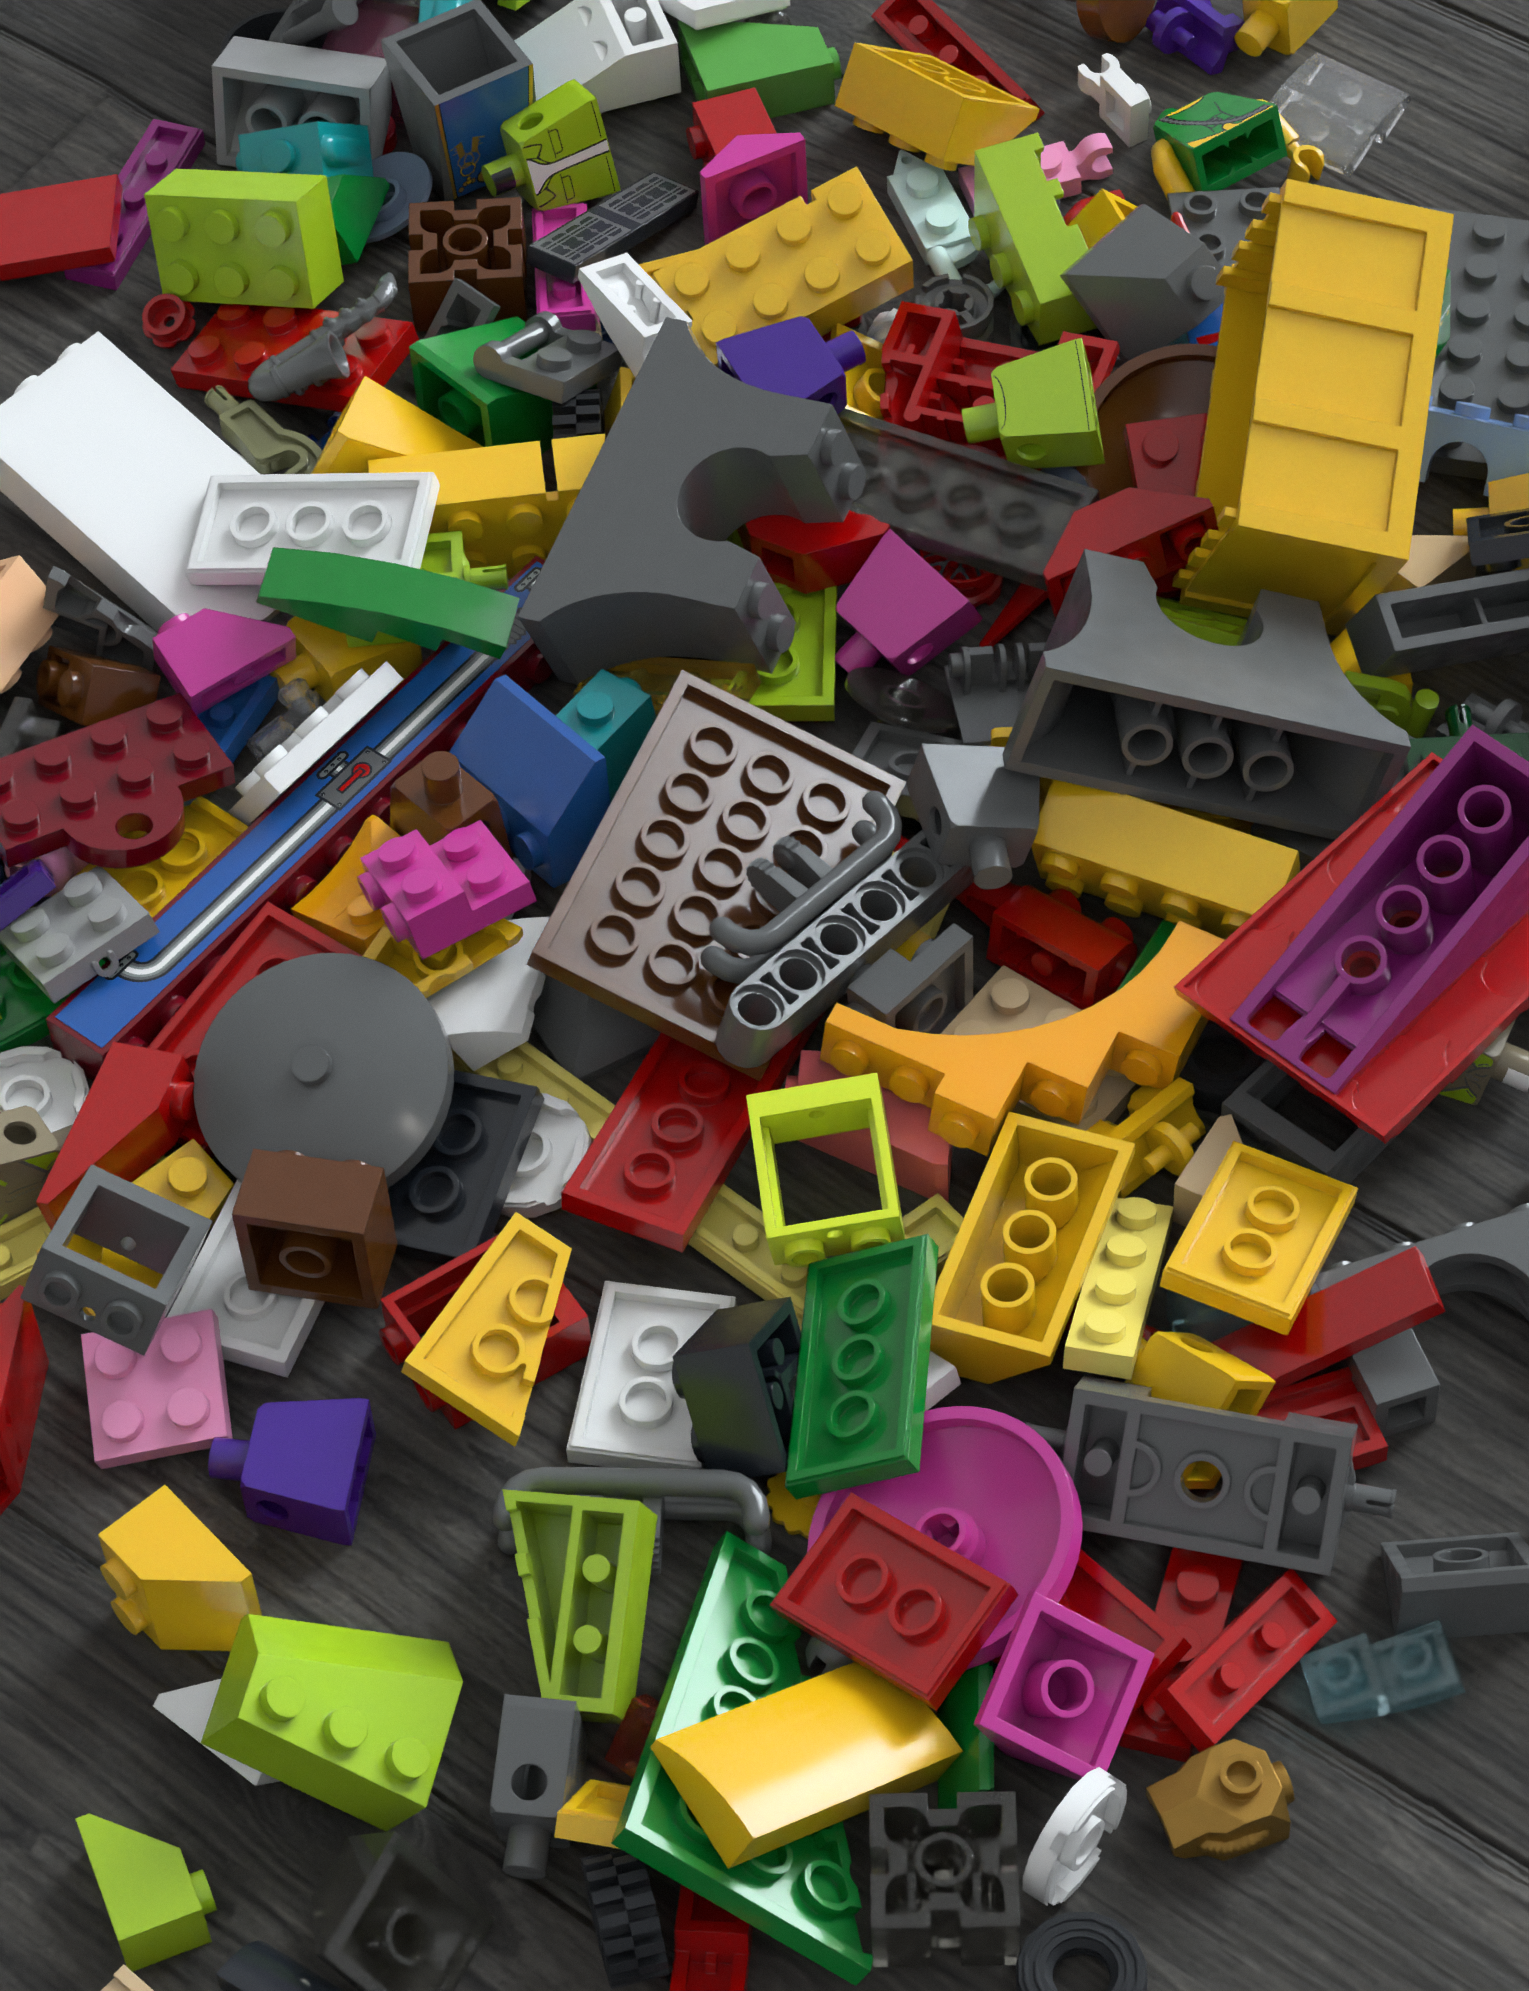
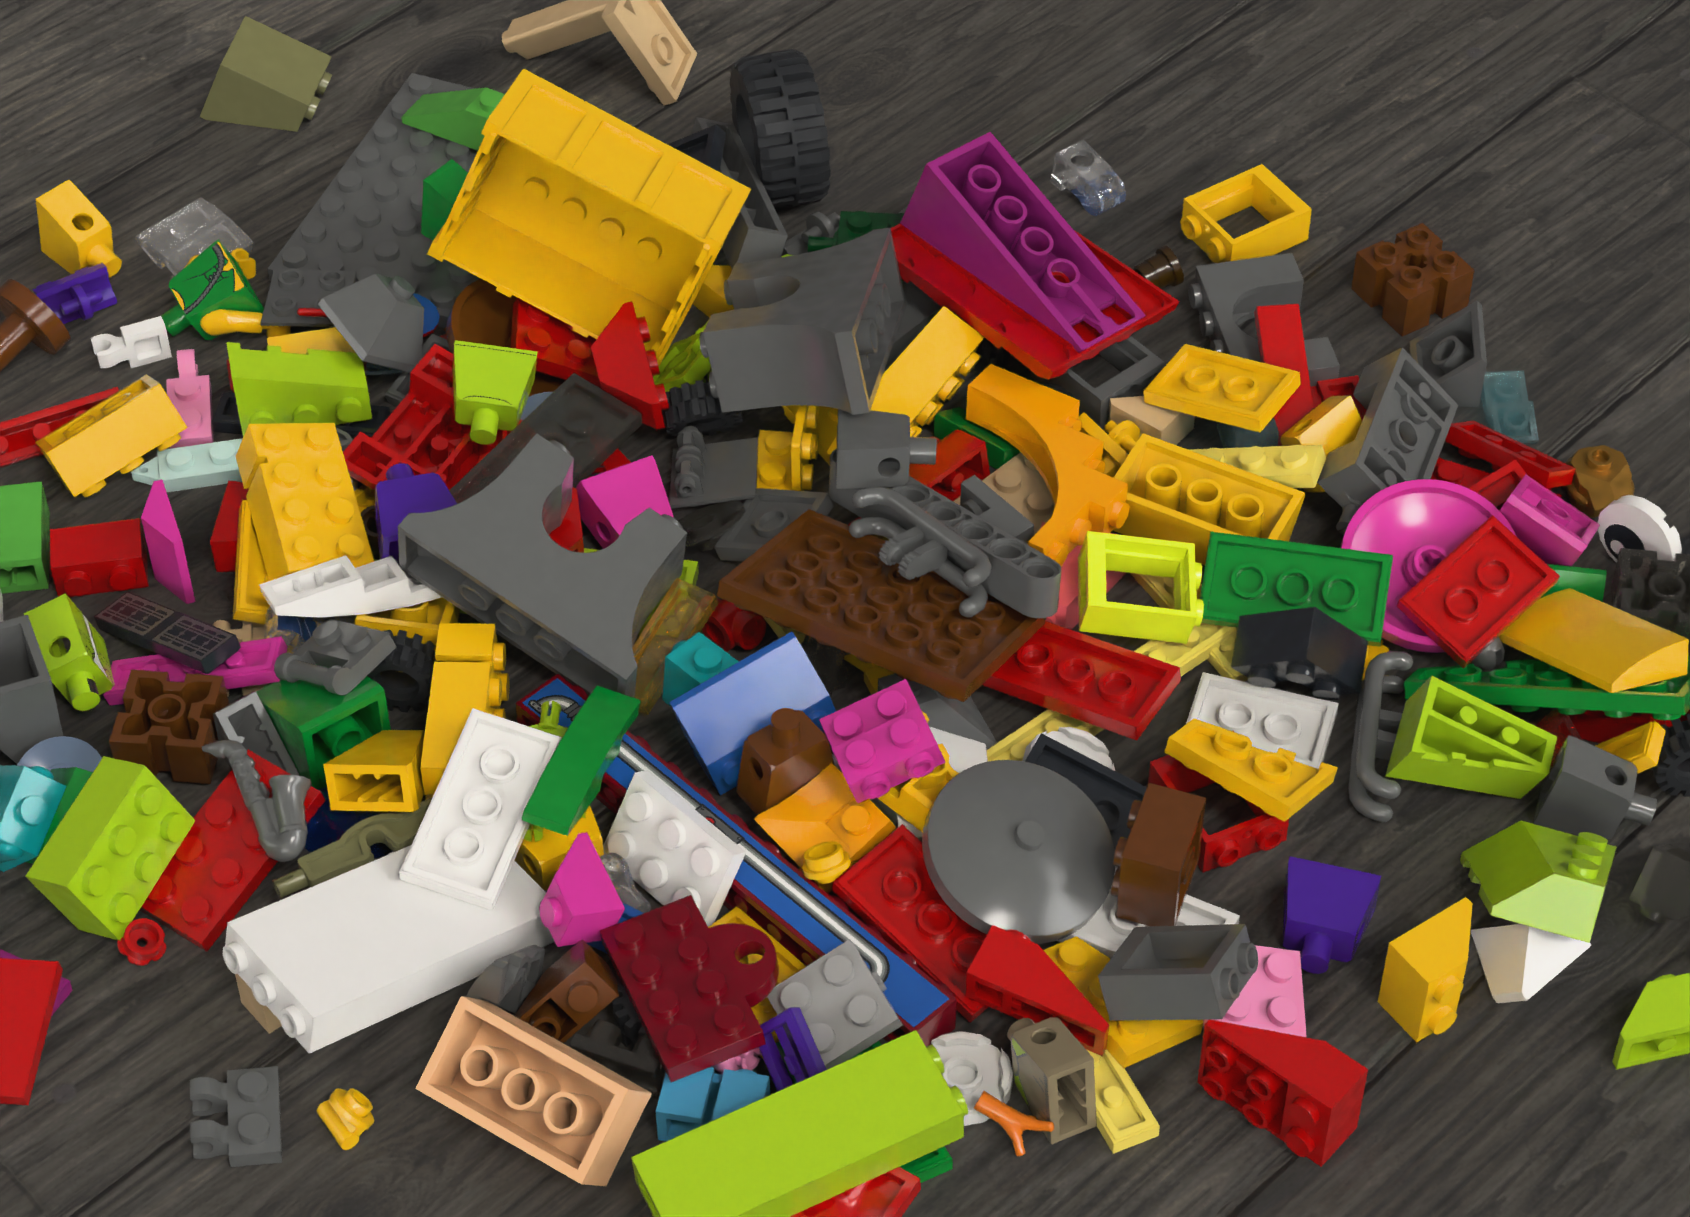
camera: 85 degrees left, 5 degrees down
(298, 889) = (825, 862): none -> yellow plate

